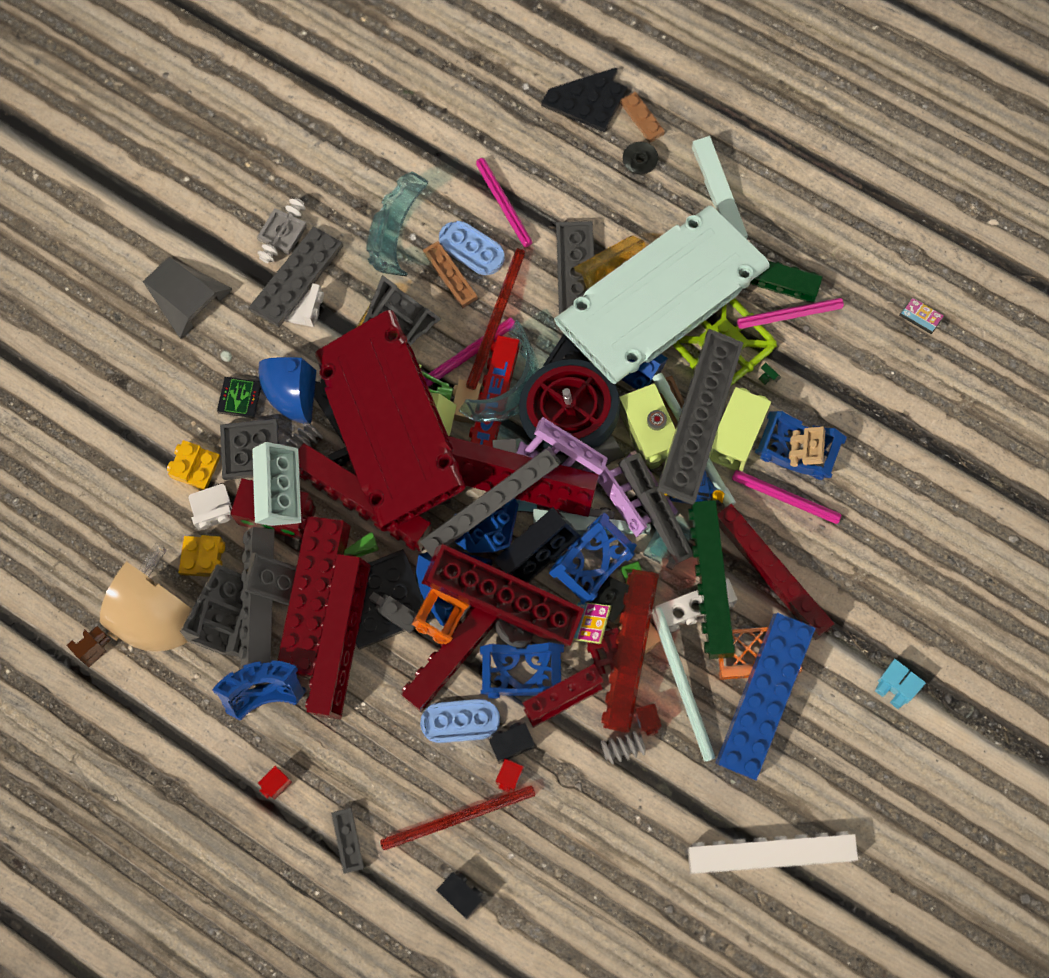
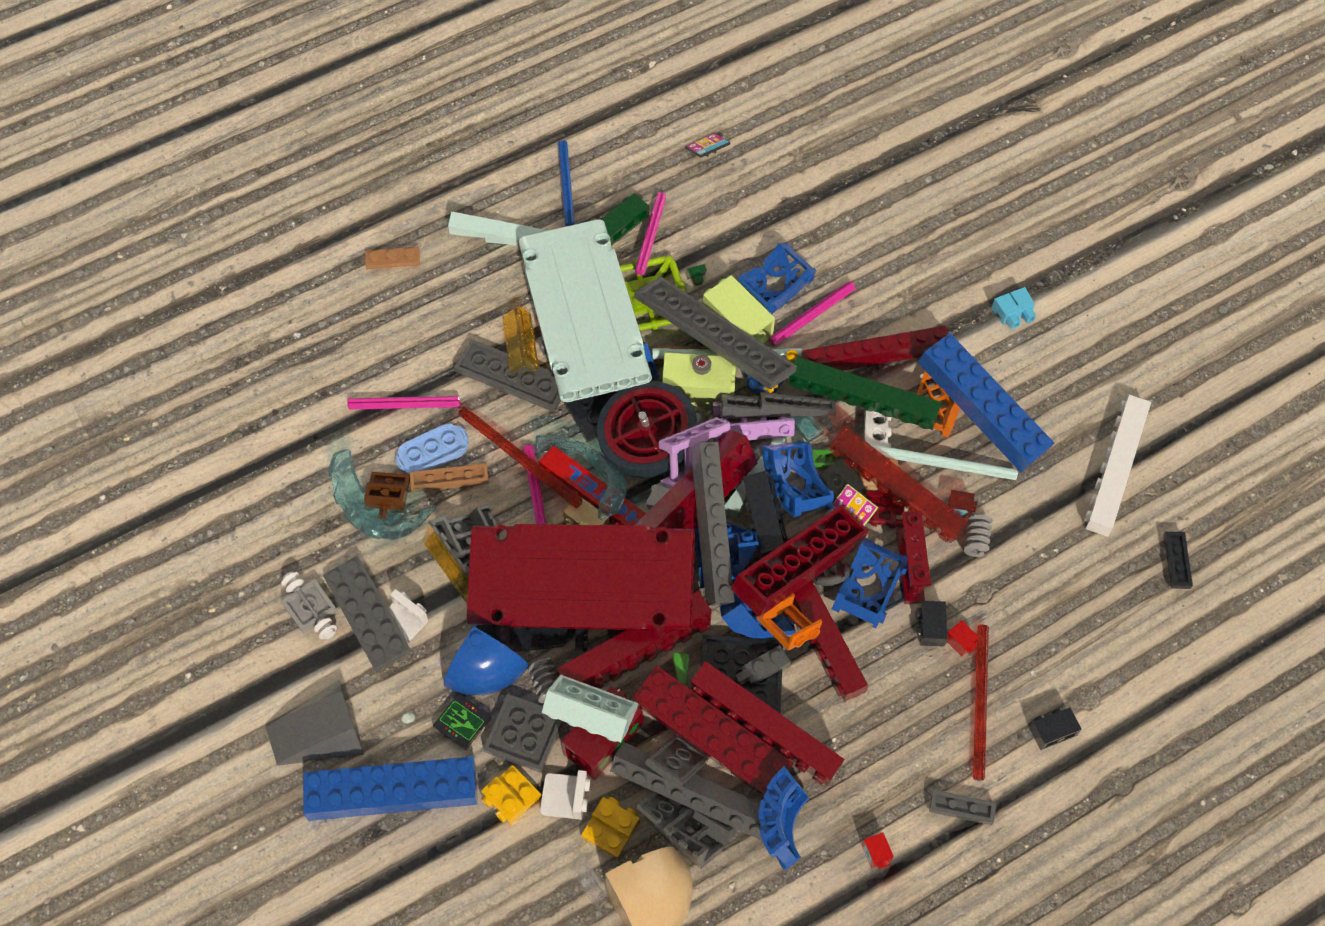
camera: 70 degrees left, 10 degrees down
(157, 373) = (389, 788): none -> blue brick
(409, 233) = (386, 492): none -> reddish brown plate
(460, 721) = (890, 660): light blue tile -> none
(588, 99) = (345, 291): black wing -> none
(640, 151) = (430, 270): pearl dark grey dish -> none
(695, 951) = (1178, 560): none -> black plate
(805, 215) = (566, 183): none -> blue axle
(813, 446) = (785, 266): tan plate -> none

